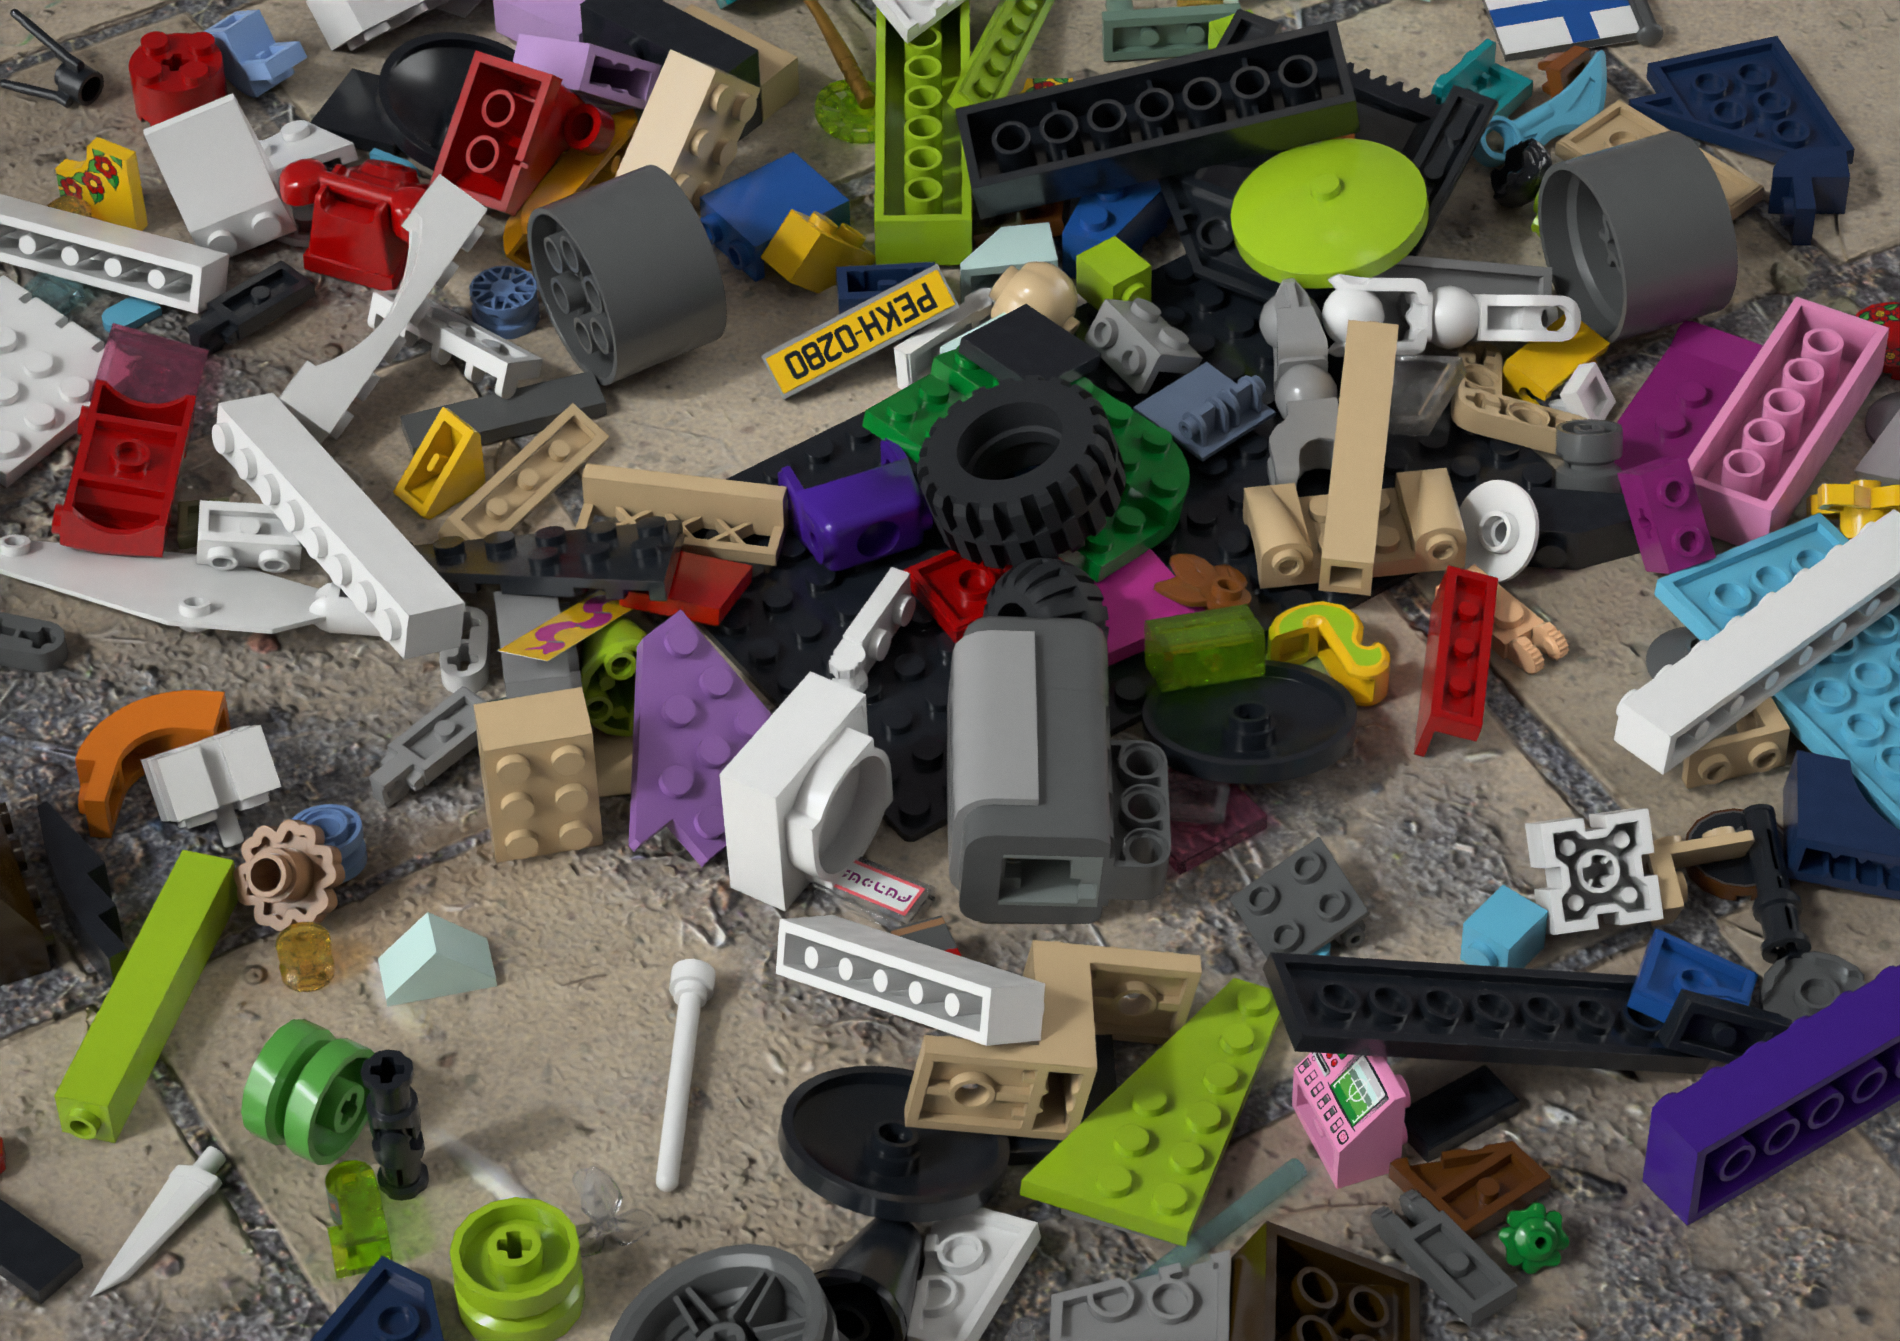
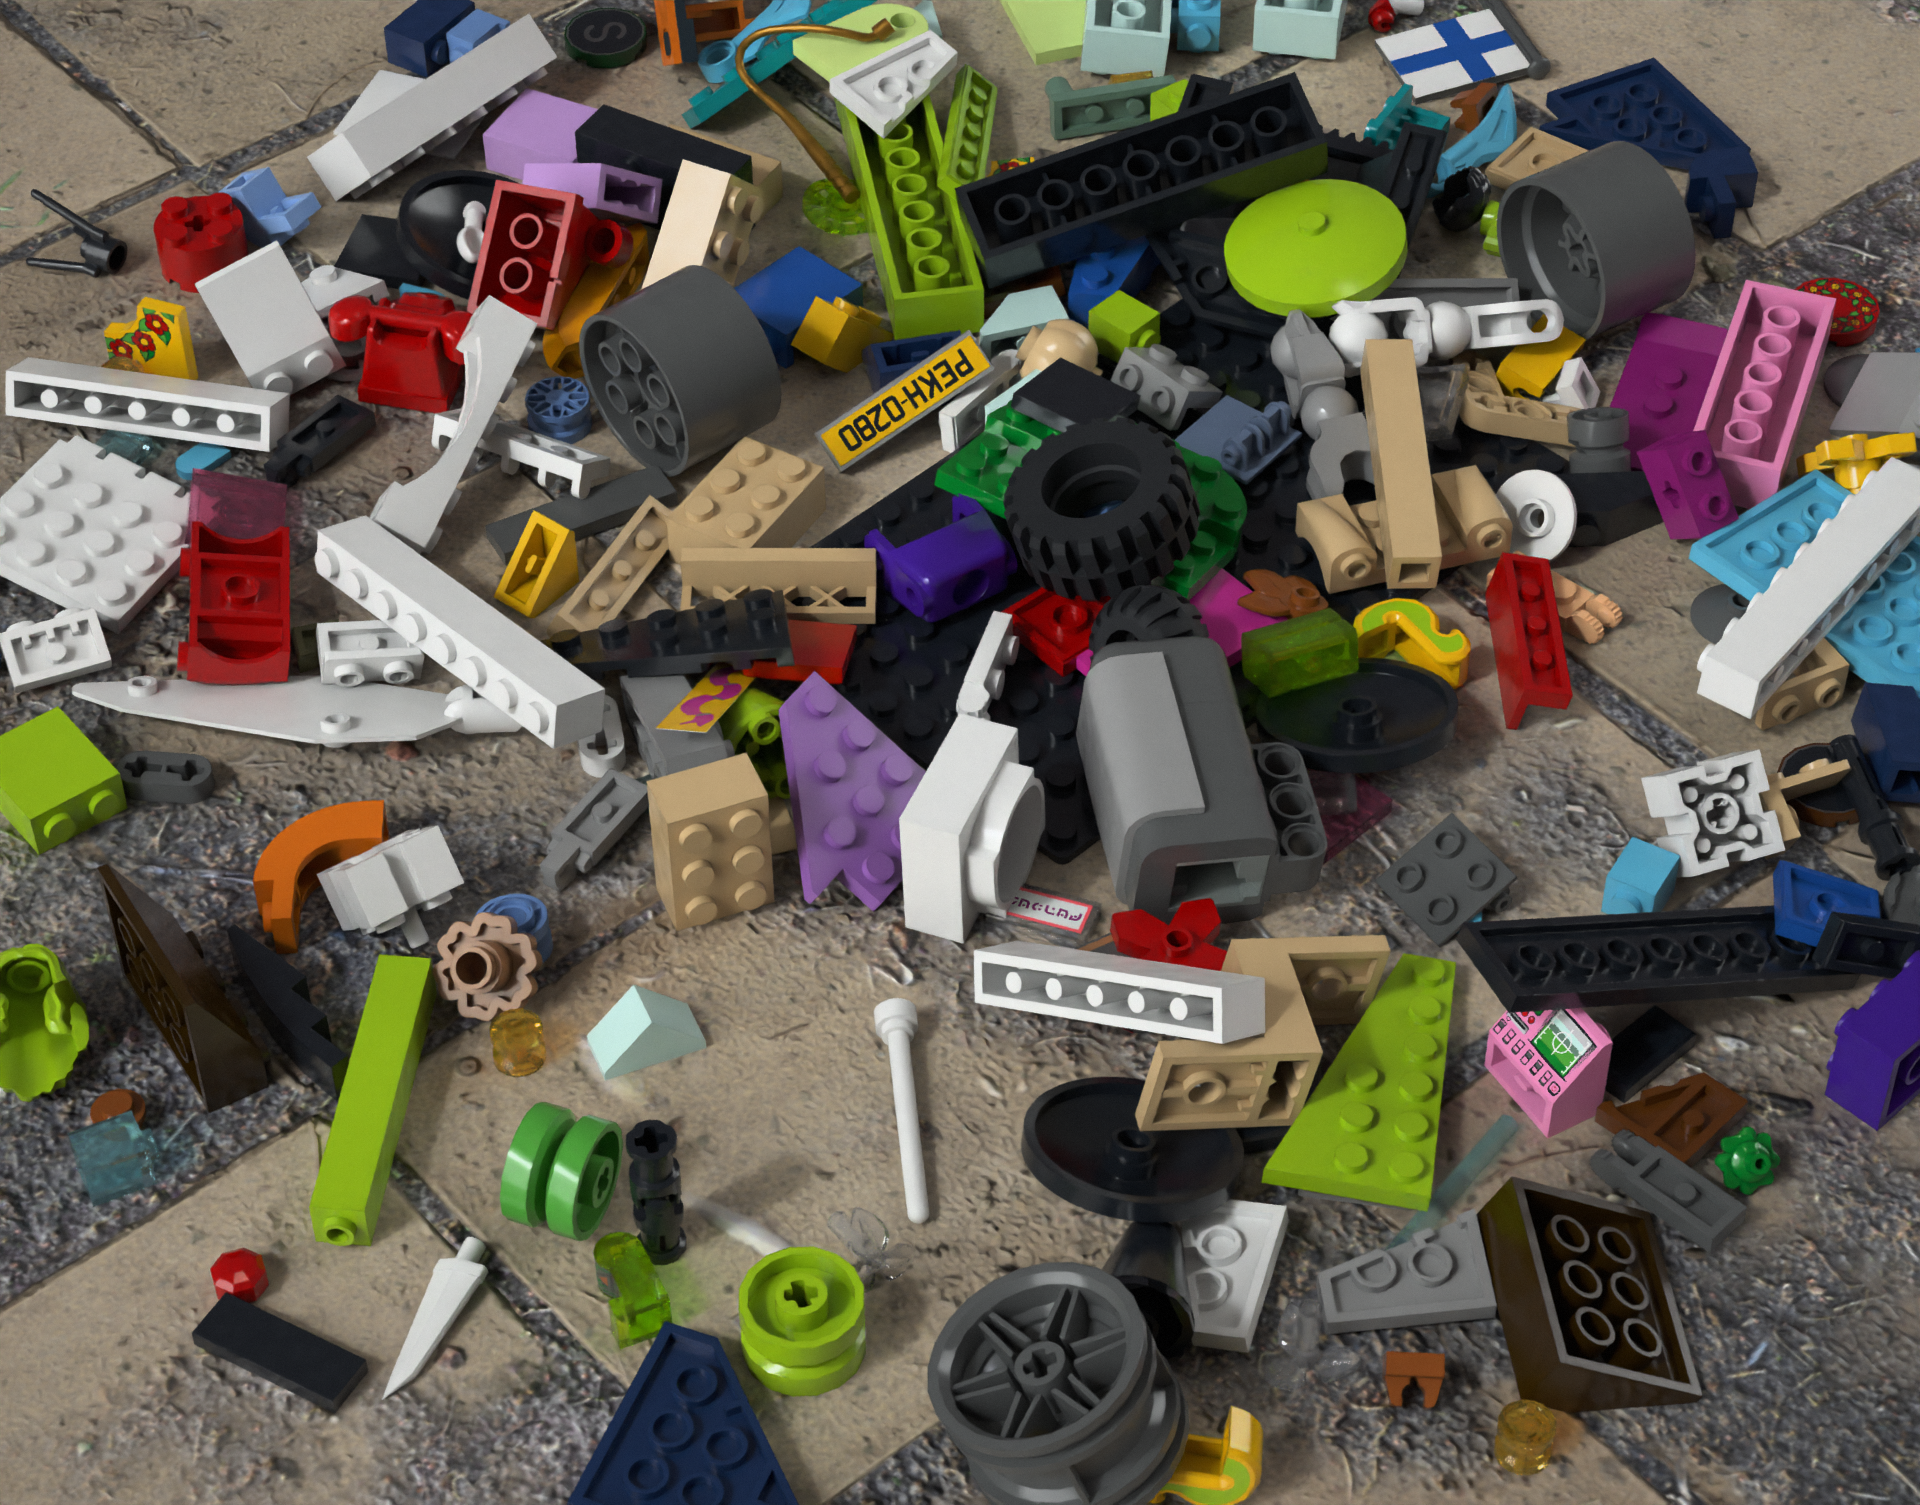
camera: 10 degrees left, 0 degrees up
(446, 105) = (471, 236): none -> white piece
(675, 422) = (749, 501): none -> tan brick
(995, 940) = (1181, 942): none -> red plant

